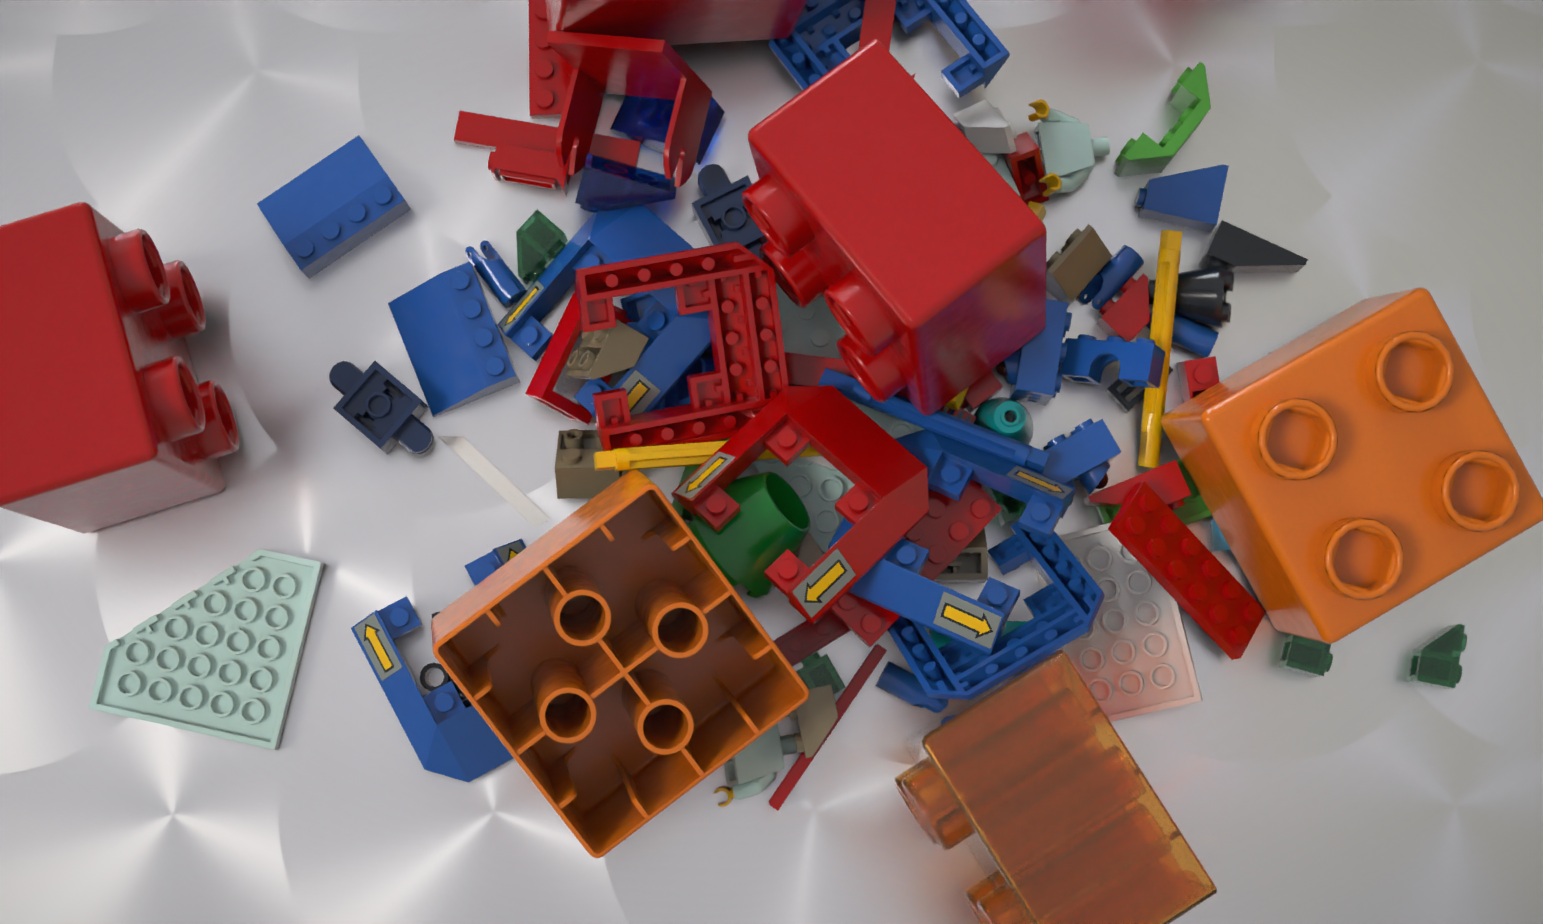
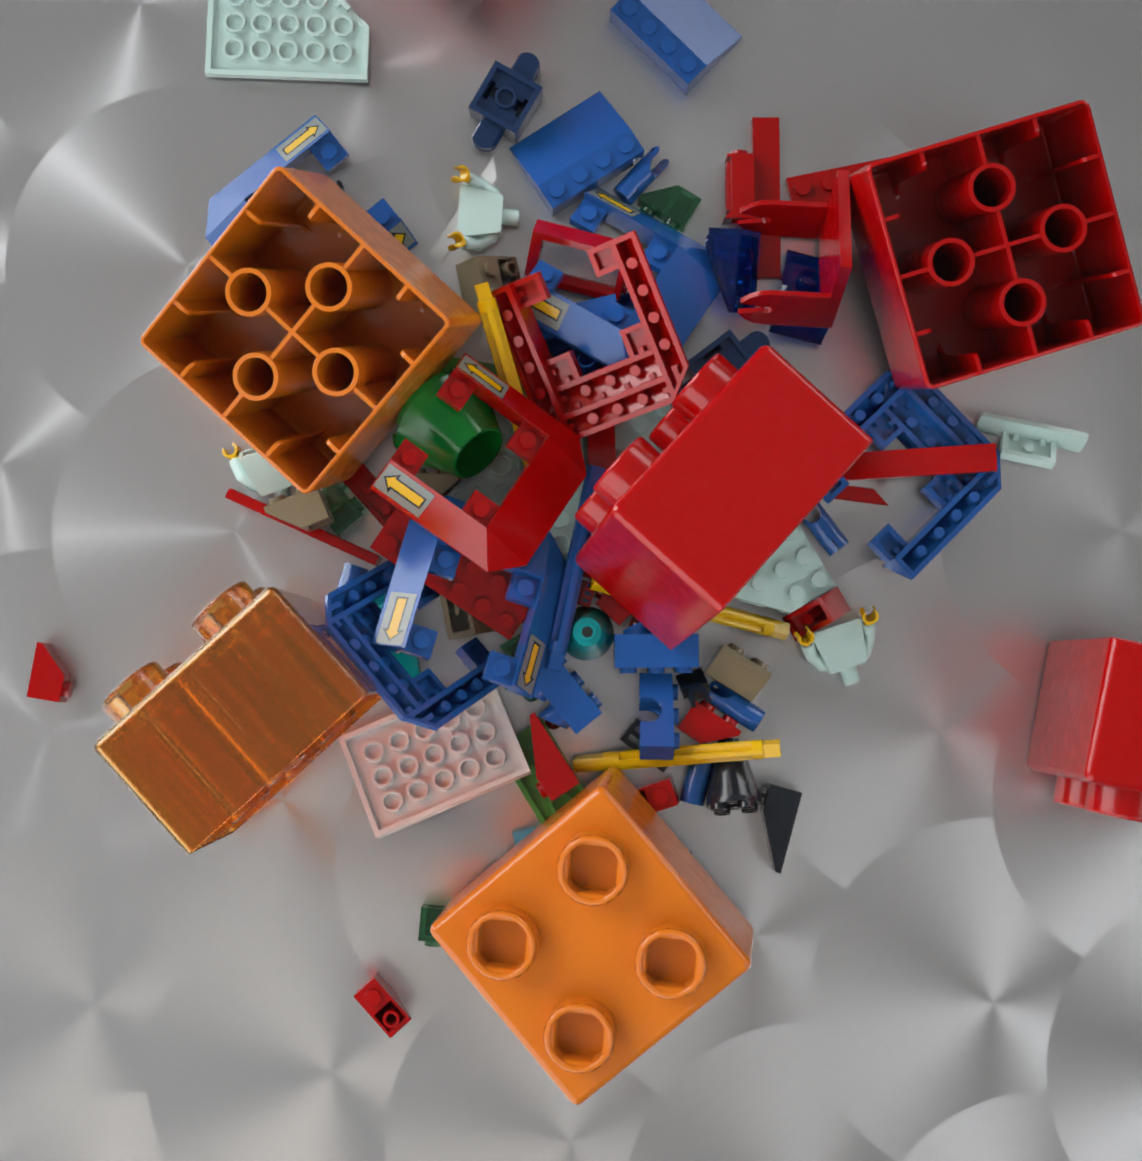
camera: 75 degrees right, 5 degrees up
(502, 460) = (480, 213): none -> light aqua torso
(606, 352) = (578, 278): dark tan slope -> none
(986, 128) = (845, 572): white slope -> none
(1085, 317) = (694, 686): none -> black plate
(1185, 198) = (817, 758): blue slope -> none
(1187, 570) = (485, 807): red plate -> none
(1191, 100) = (908, 748): bright green slope -> none
(1389, 730) = (382, 1005): none -> red slope
(1437, 659) = (452, 1038): clear green slope -> none

